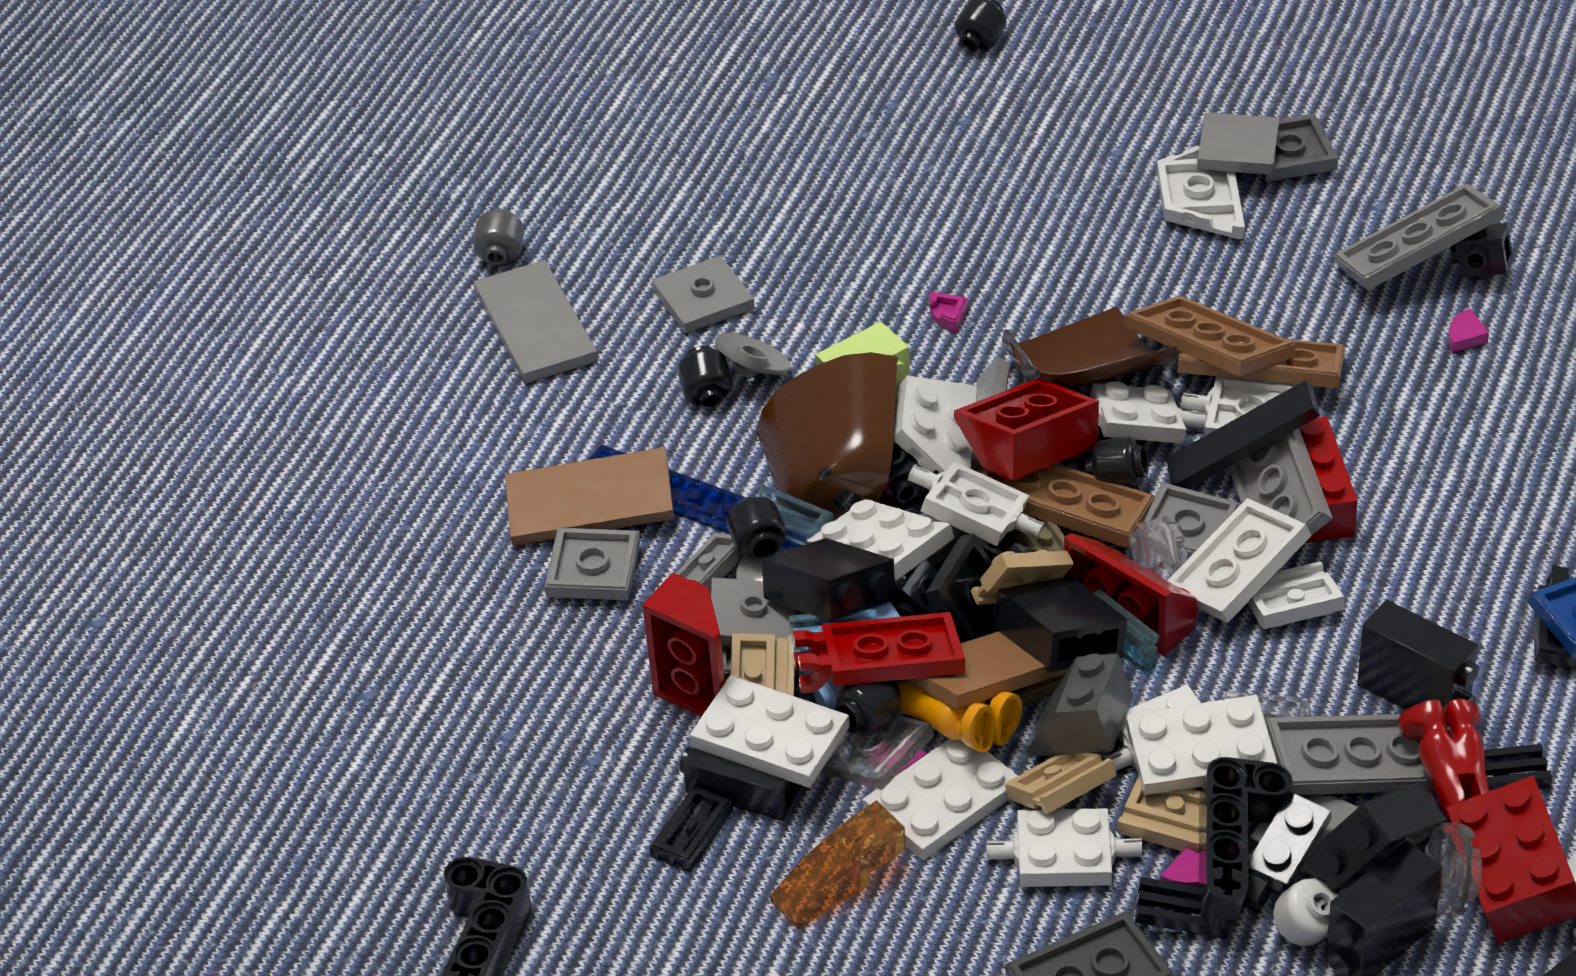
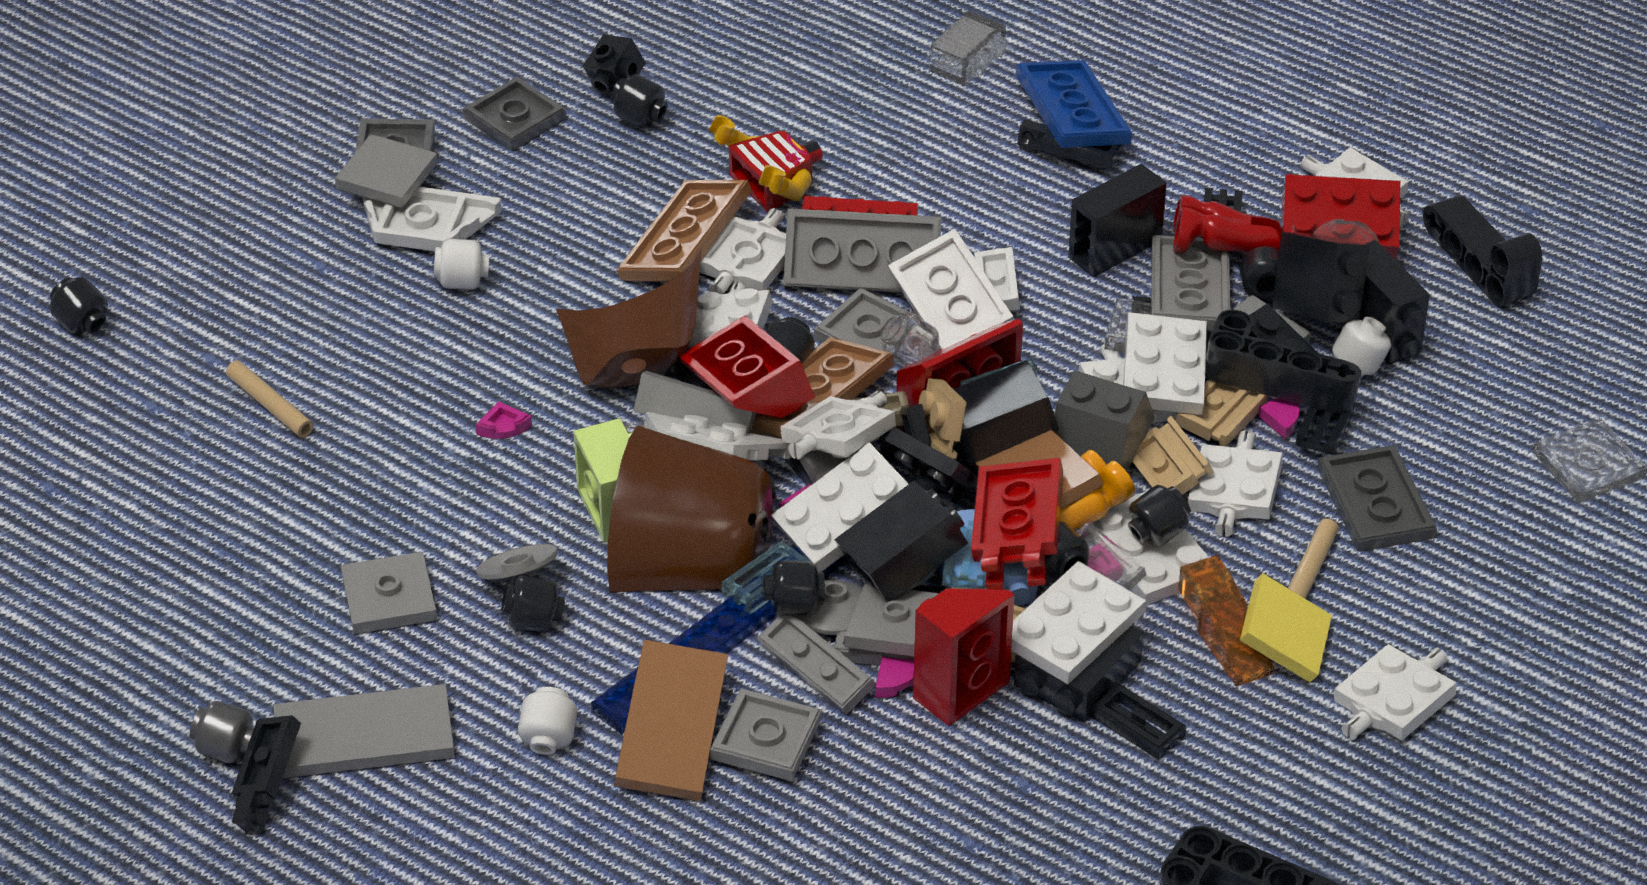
camera: 80 degrees left, 0 degrees up
(456, 269) = (263, 771): none -> black hinge
(565, 419) = (547, 720): none -> white head
(838, 912) = (1286, 627): none -> light yellow tile
(918, 164) = (269, 399): none -> tan piece
(949, 772) = (1159, 515): none -> black head
(956, 929) = (1314, 557): none -> tan piece
(1135, 223) = (460, 264): none -> white head
(1210, 335) = (650, 248): medium nougat tile -> none
(1243, 436) = (812, 247): black tile -> none
(1382, 205) = (514, 113): none -> flat silver tile
(1389, 395) = (771, 163): none -> torso
(1418, 236) = (587, 92): light grey tile -> none
(1443, 281) = (639, 101): none -> black head
(1466, 332) = (696, 108): dark pink tile -> none

